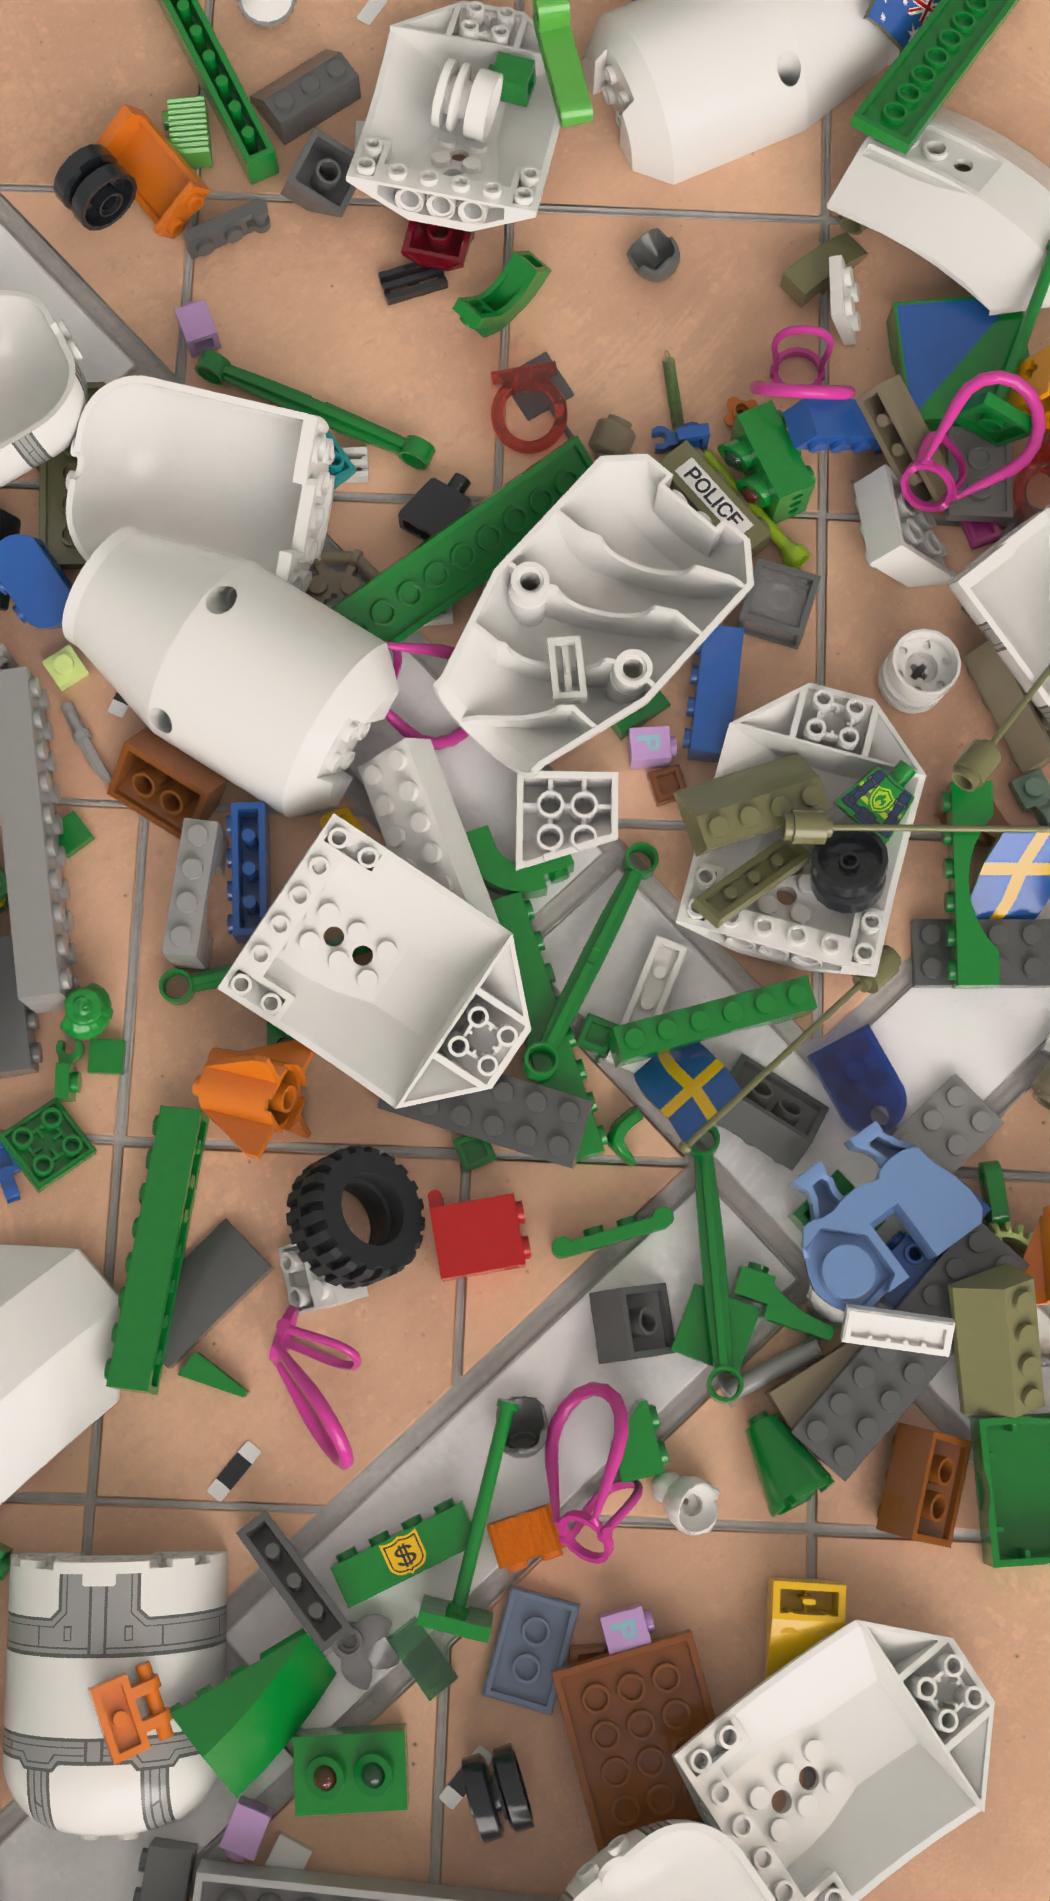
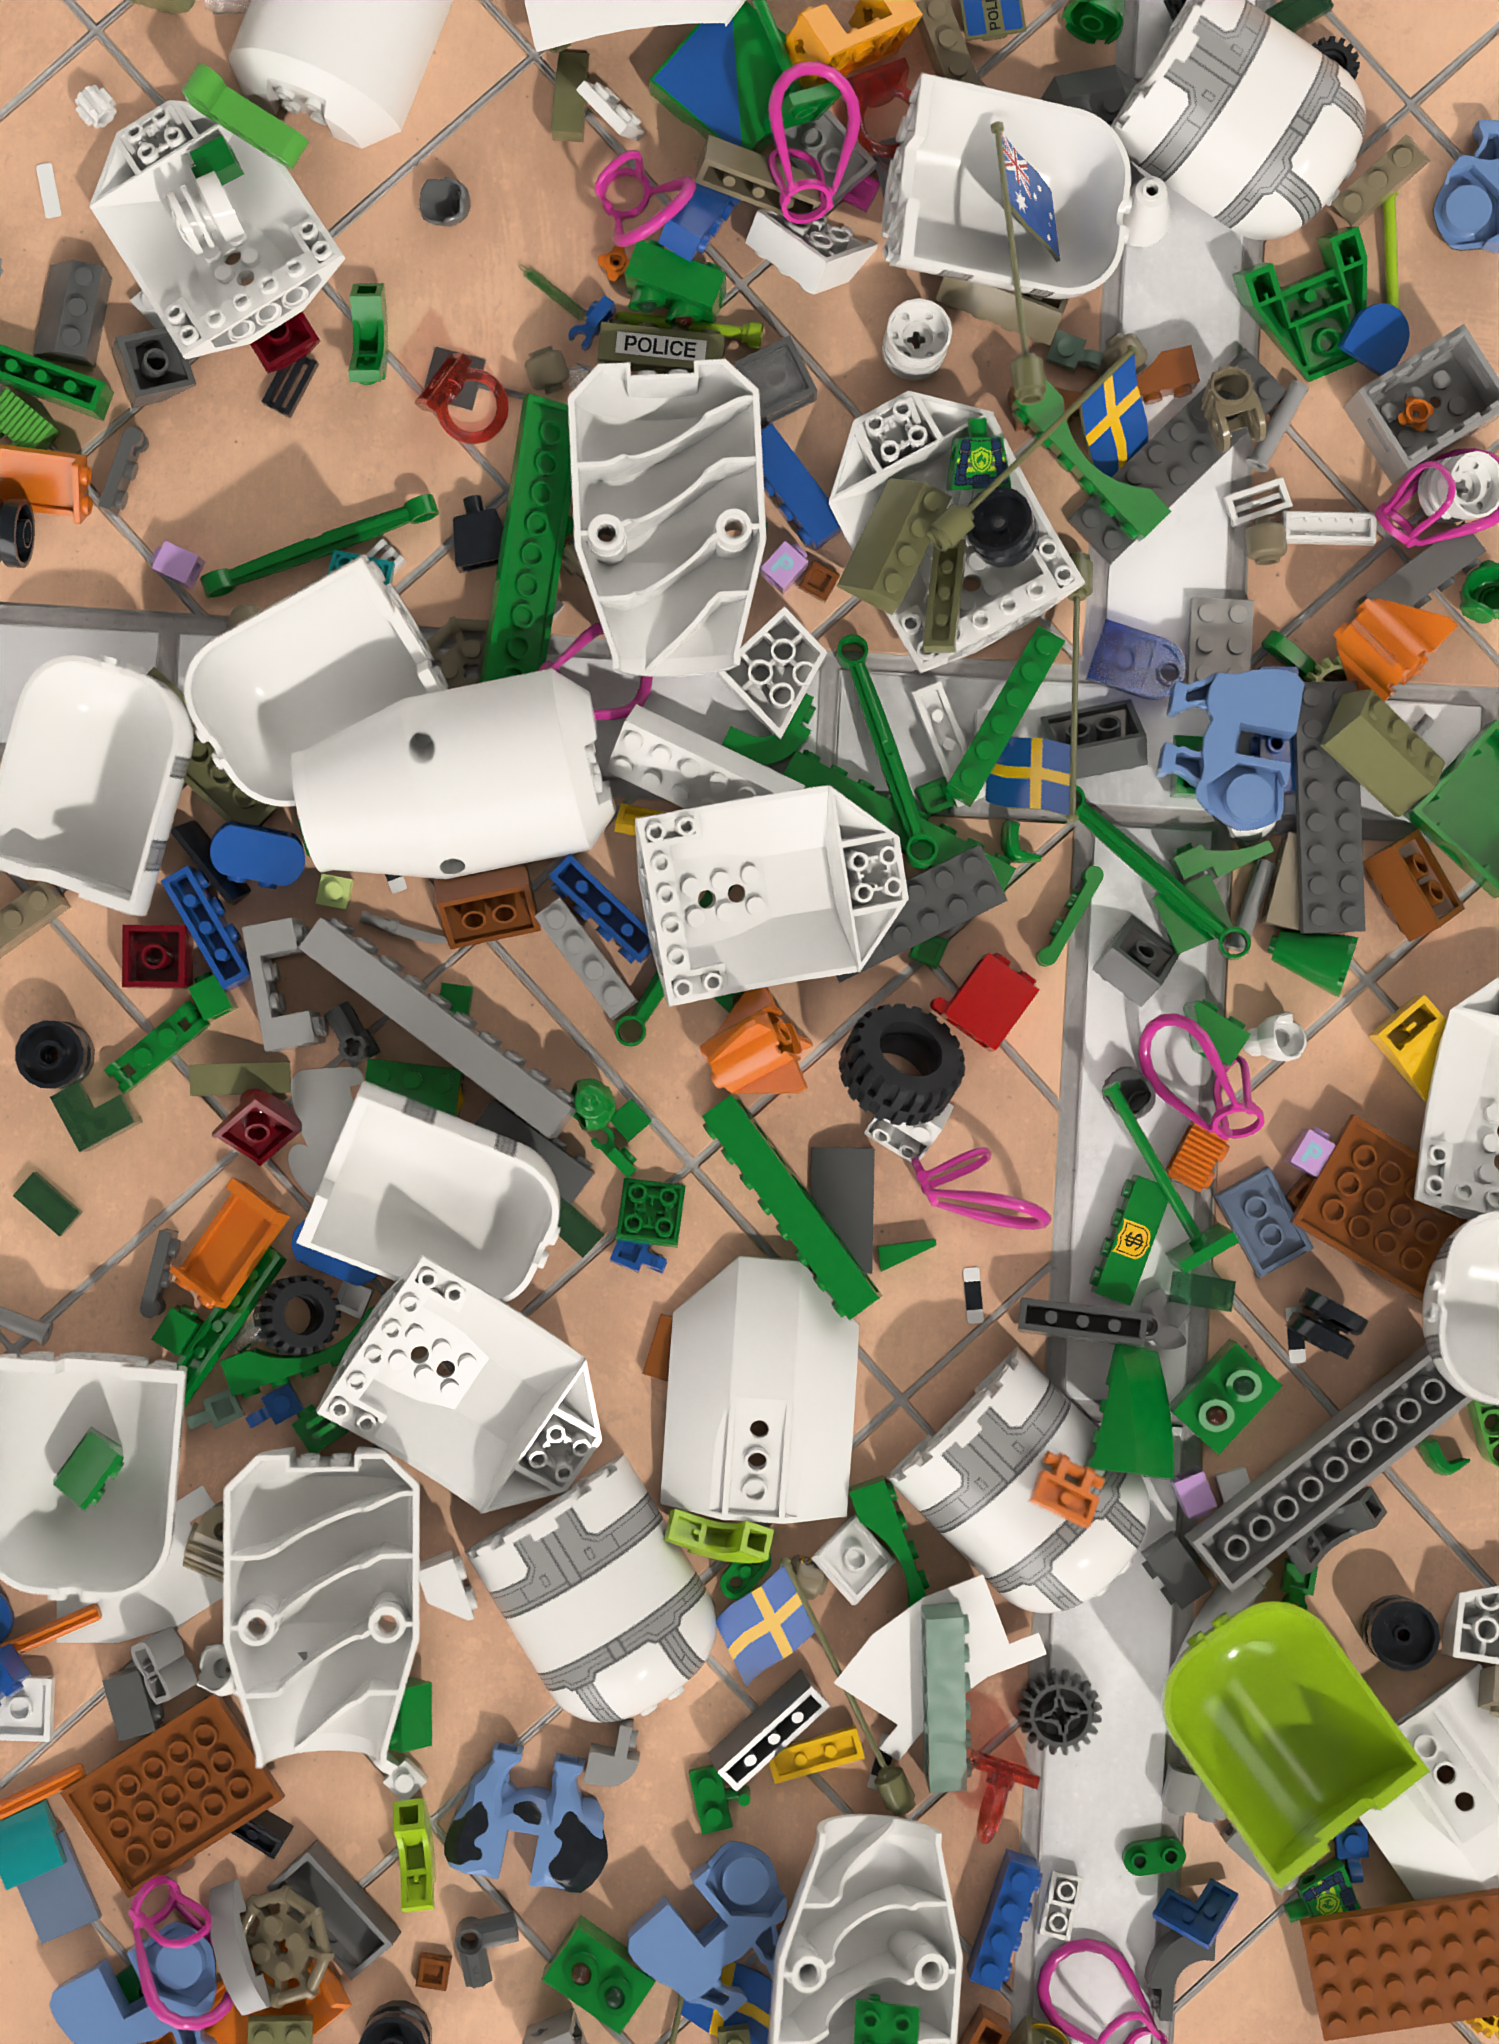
camera: 45 degrees left, 10 degrees up
(569, 695) = (707, 586): white tile -> none
(897, 1330) = (1313, 804): white plate -> none

